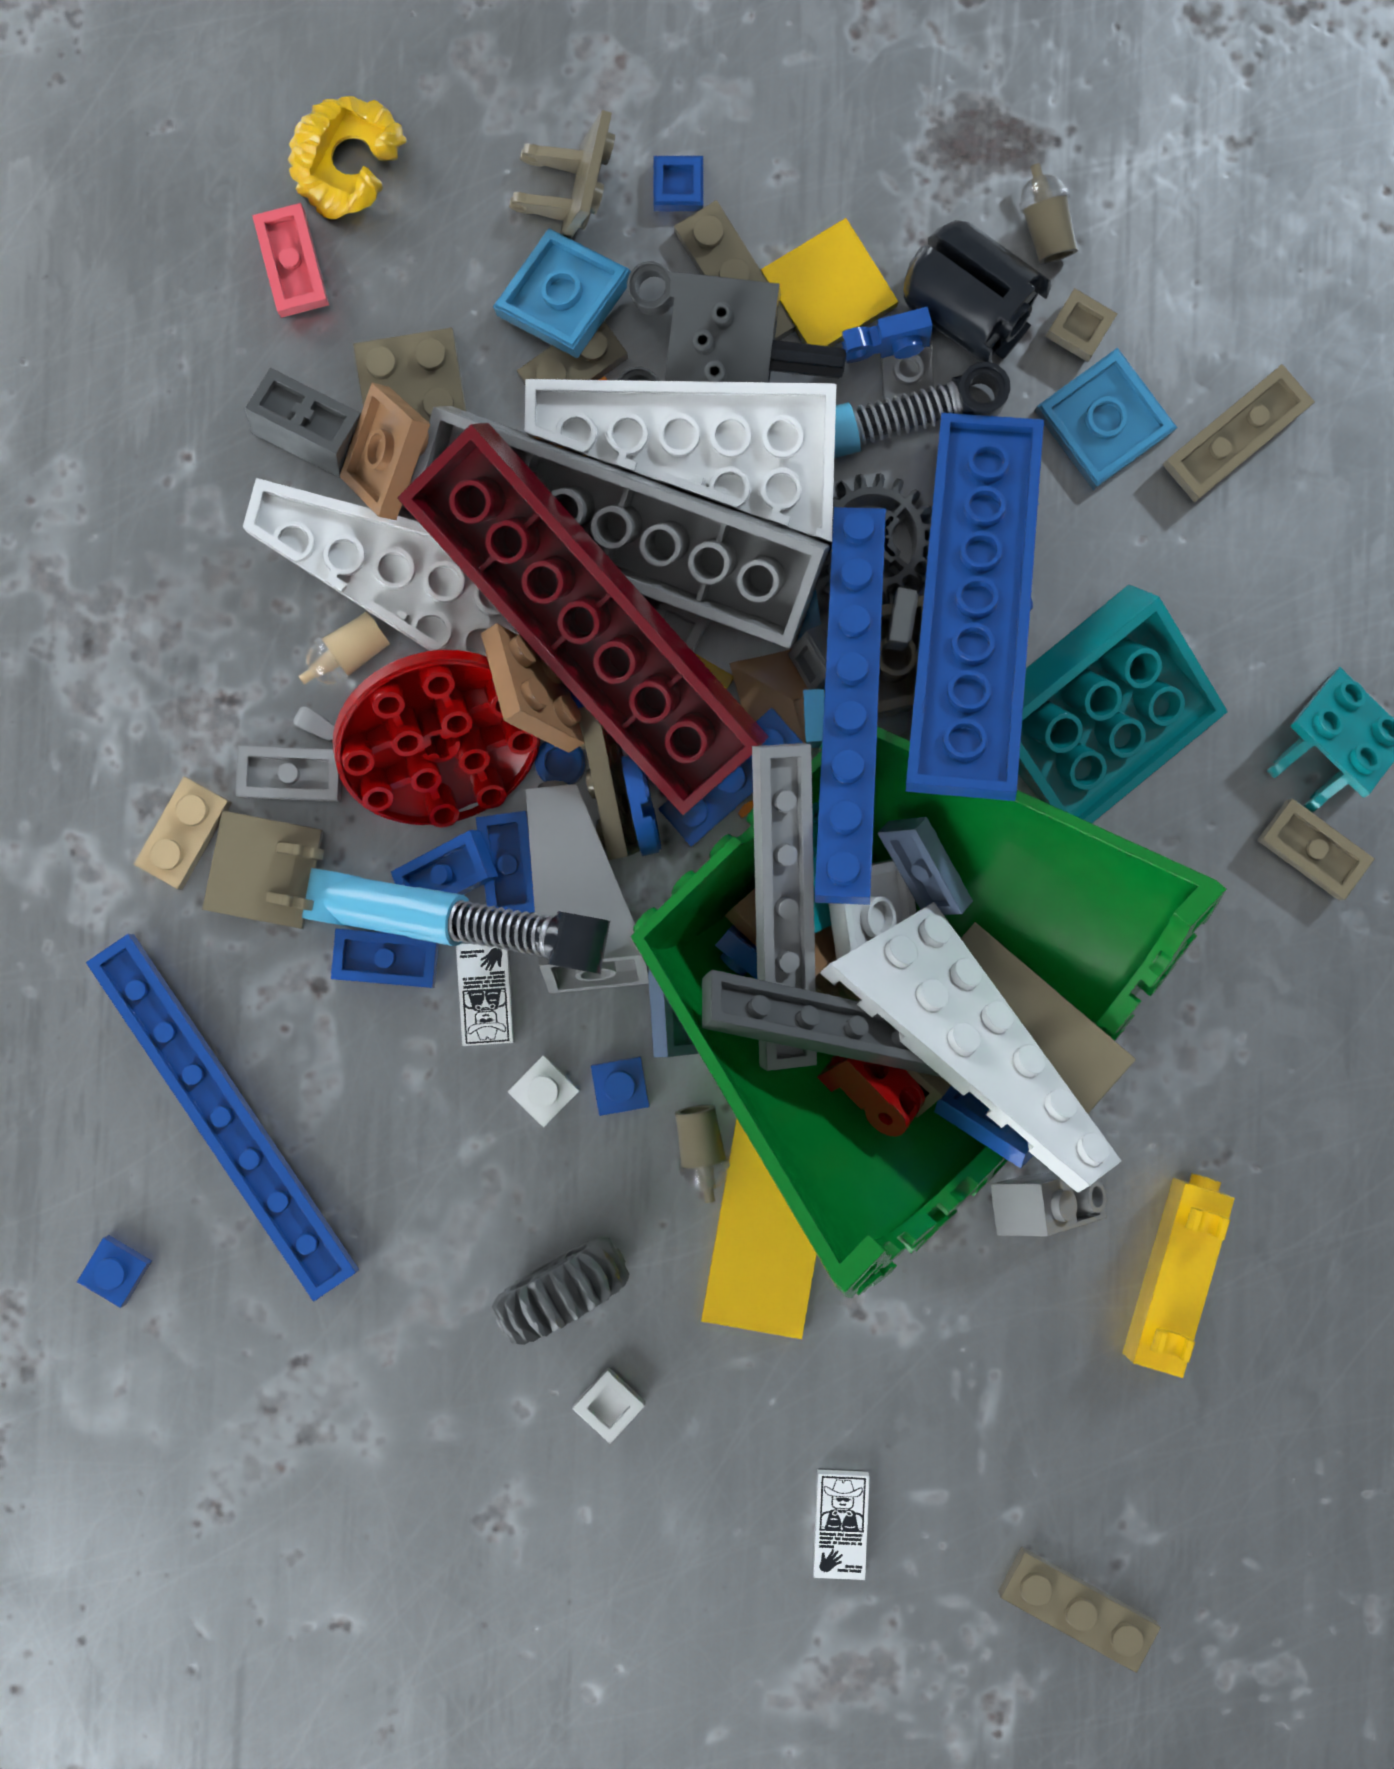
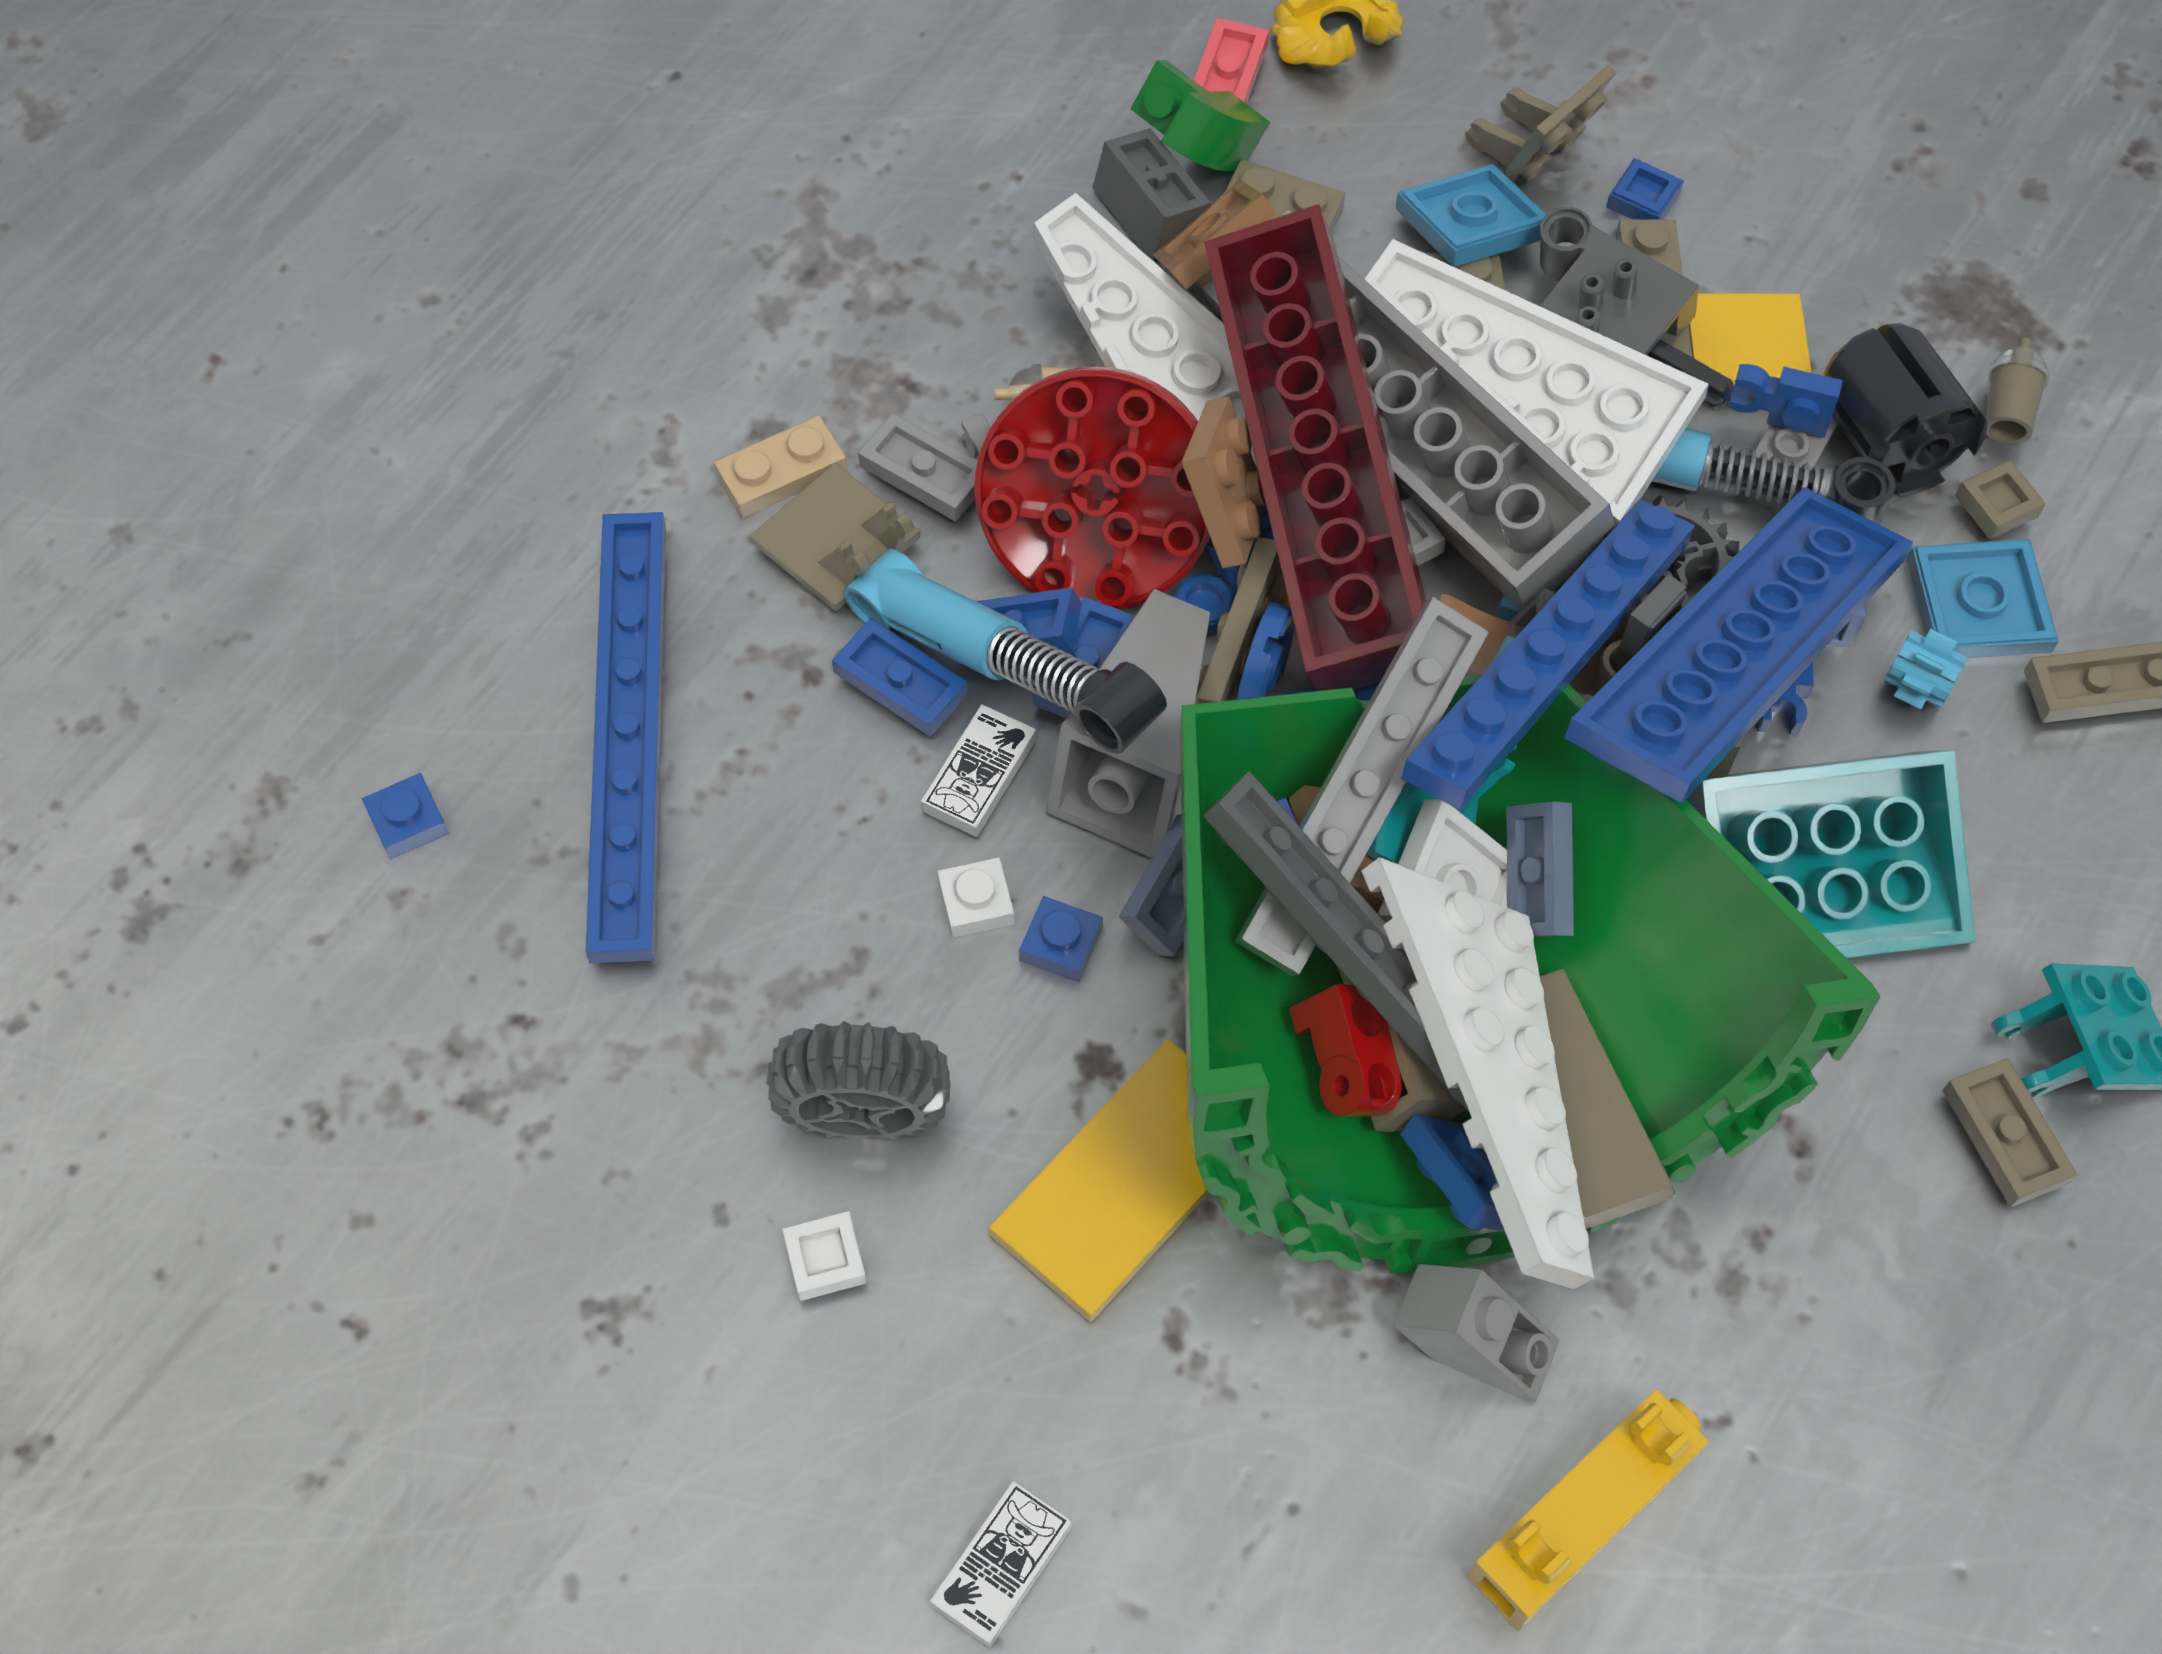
camera: 30 degrees right, 25 degrees down
(310, 342) = (1199, 123): none -> green brick
(701, 1149) = (1108, 1046): dark tan piece -> none
(1097, 514) = (1925, 669): none -> medium azure gear

